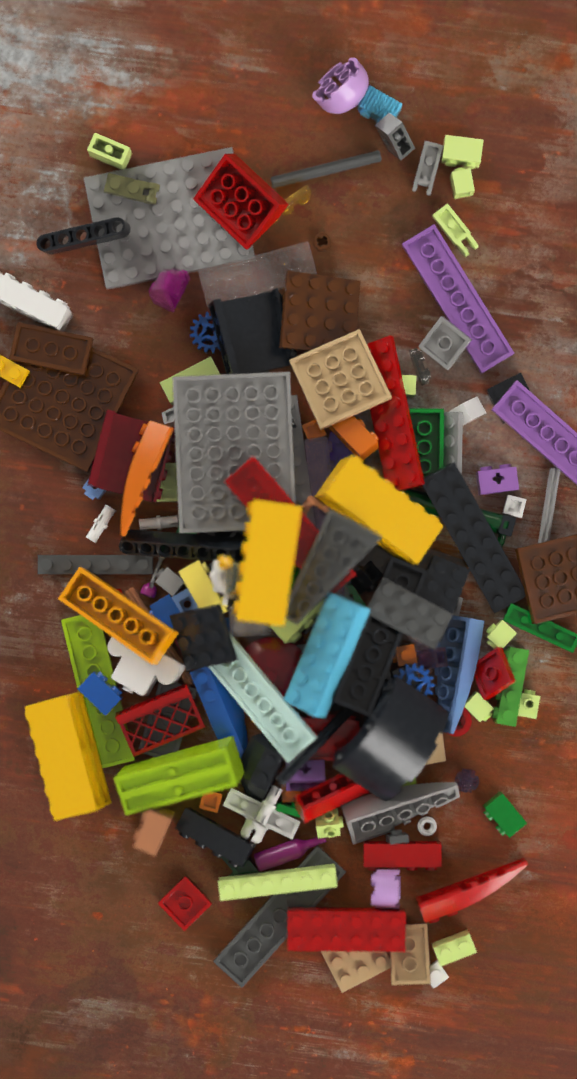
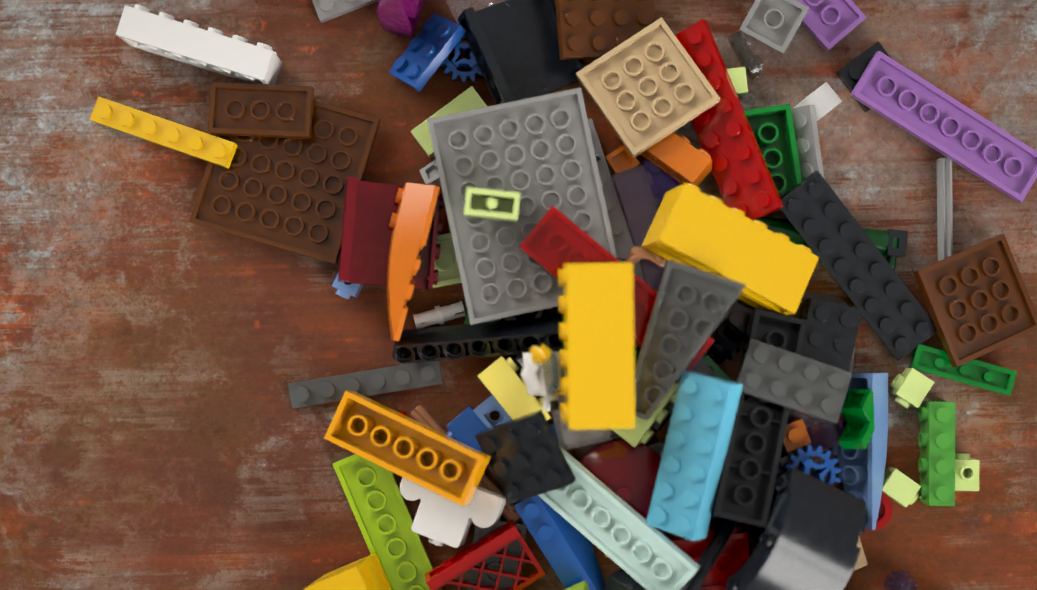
camera: 10 degrees left, 0 degrees up
(100, 523) = (363, 329): white pin -> none
(100, 692) = (401, 551): blue brick -> none
(149, 589) = (442, 403): hinge -> none
(169, 581) = (466, 389): light grey brick -> none
(181, 325) = (427, 51): none -> blue plate
(208, 447) = (491, 204): none -> yellowish green brick
(455, 645) = (859, 414): none -> green slope
(488, 486) = (886, 180): medium lavender brick -> none
(493, 673) = (914, 441): red plate -> none
(514, 506) = (900, 216): white plate -> none

